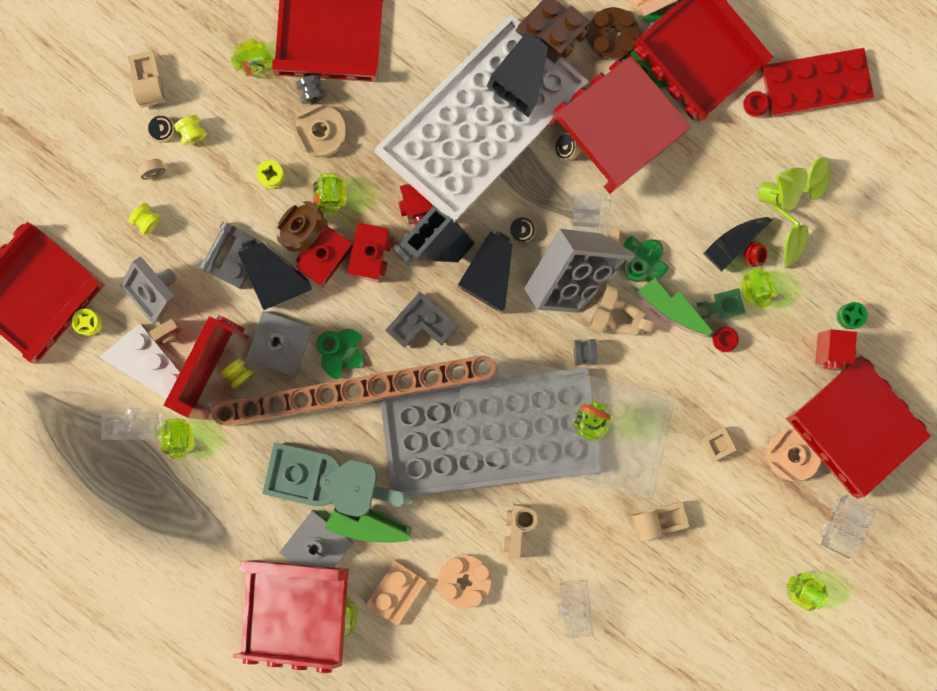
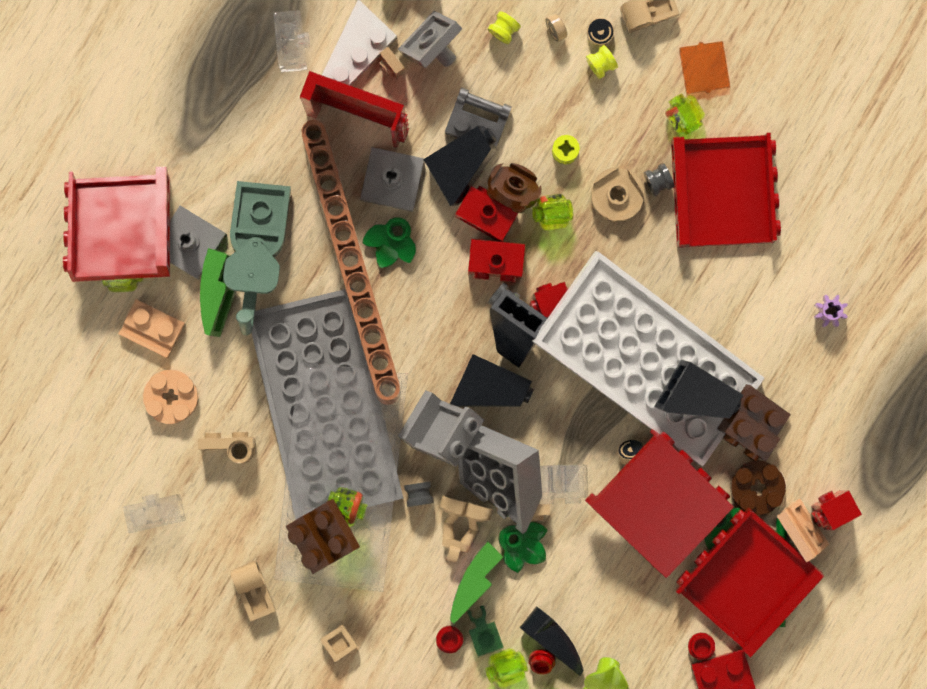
camera: 85 degrees right, 0 degrees up
(176, 438) = (283, 87): clear neon green head -> none
(208, 35) = (704, 67): none -> clear orange piece
(237, 374) = (356, 140): neon yellow wheel -> none
(421, 315) = (437, 318): flat silver plate -> none
(522, 230) = (539, 415): black tile -> none
(526, 322) = (440, 429): none -> light grey panel
(619, 446) = (322, 536): none -> reddish brown plate

